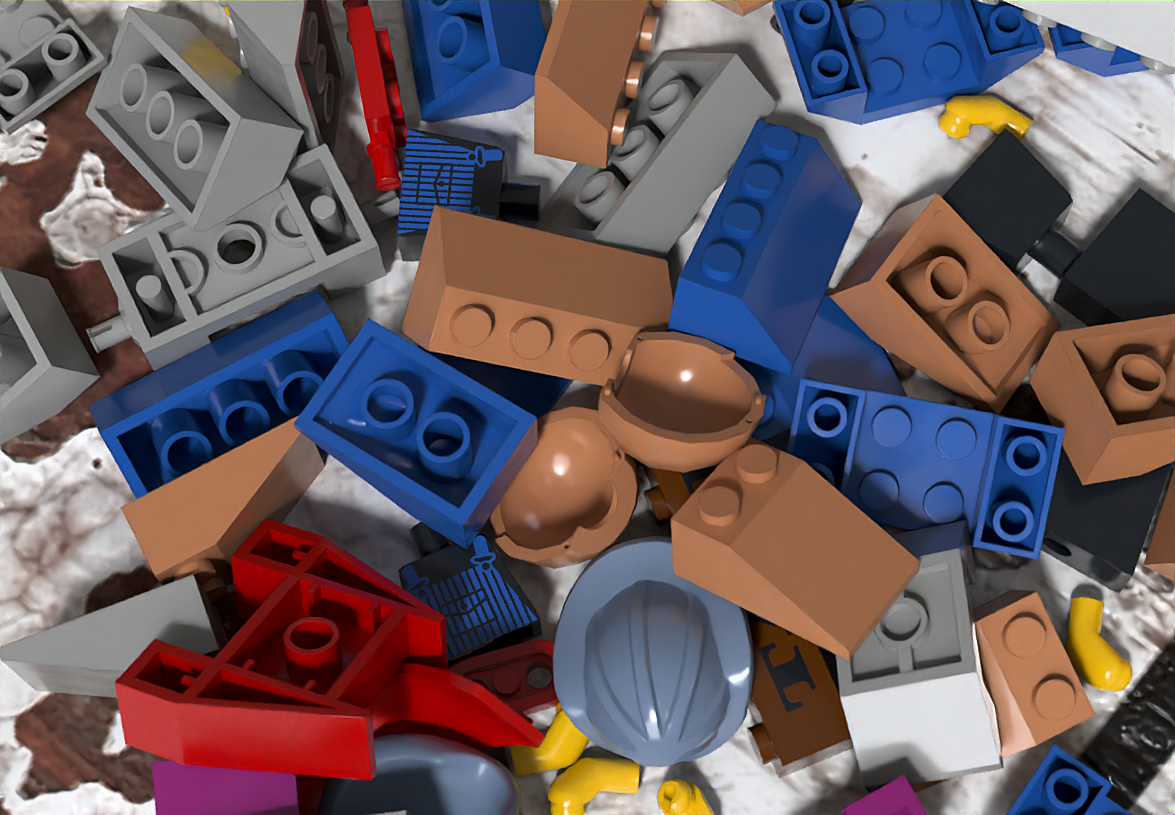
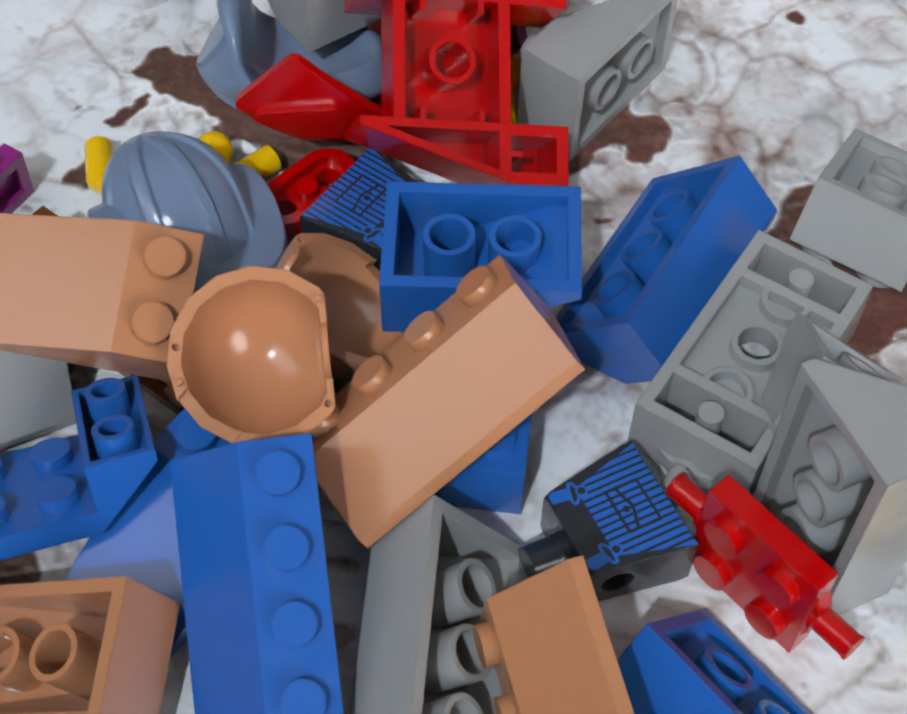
camera: 145 degrees right, 15 degrees down
(212, 510) = (613, 153): nougat slope -> none

